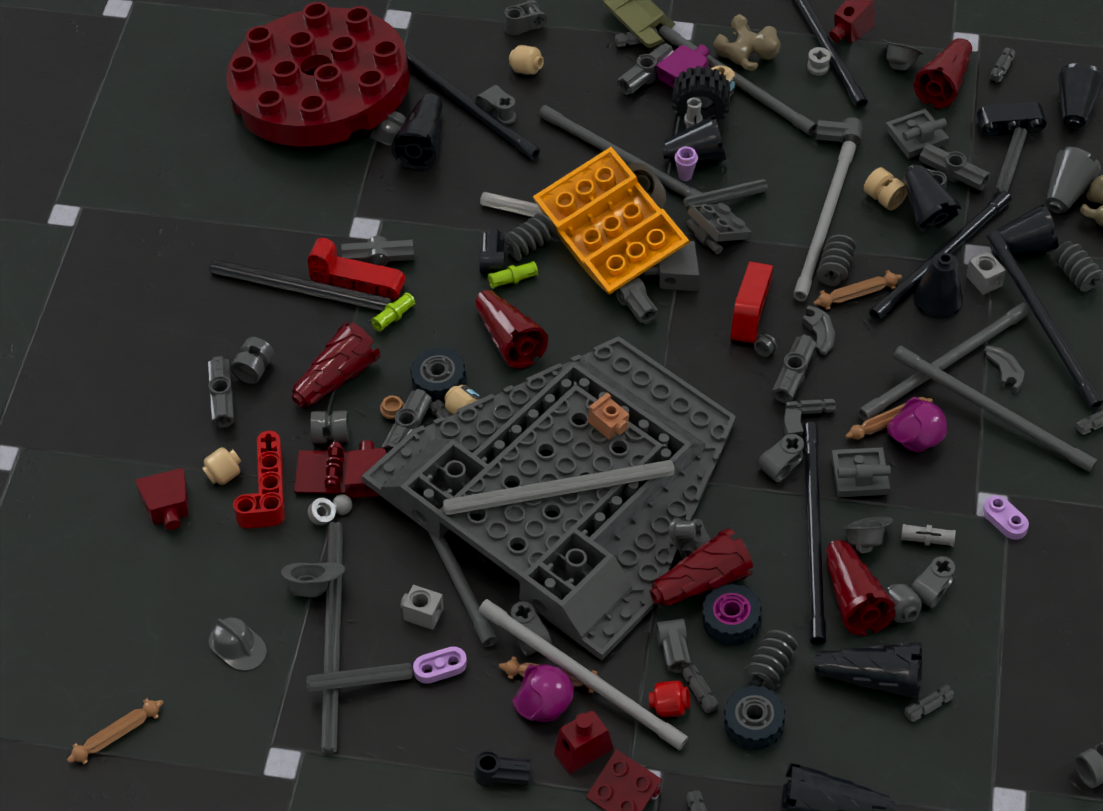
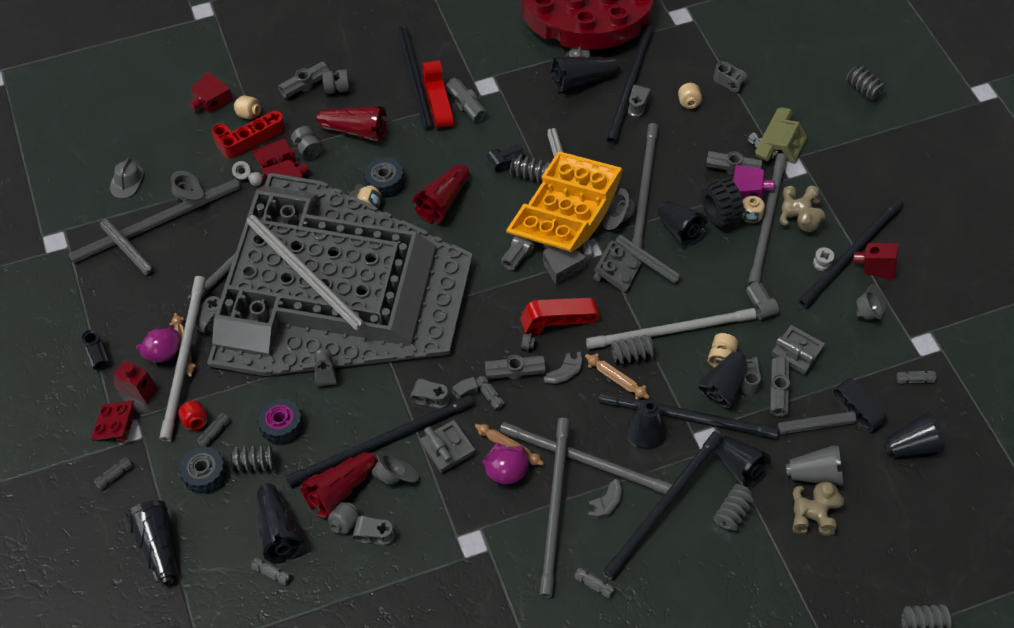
camera: 60 degrees right, 5 degrees up
(115, 731) = (36, 154): medium nougat wheel -> none
(390, 406) = (345, 167): medium nougat plate -> none
(393, 312) = (422, 130): lime pin -> none
(408, 418) = (337, 178): dark grey piece -> none
(423, 616) = (196, 253): light grey brick -> none
(438, 663) = (160, 284): lavender plate -> none
(512, 274) = (495, 176): lime pin -> none
(608, 417) = (376, 270): nougat brick -> none
(673, 639) = (244, 395): dark grey piece -> none
(686, 161) = (657, 222): lavender cone -> none
(693, 112) = (700, 203): light grey pin -> none
(708, 567) = (302, 388): dark red cone -> none
(928, 535) = (416, 511): light grey pin -> none
(942, 77) = (866, 340): dark red cone -> none
(985, 272) = (684, 455): light grey brick -> none
(1004, 516) = (463, 554): lavender plate -> none

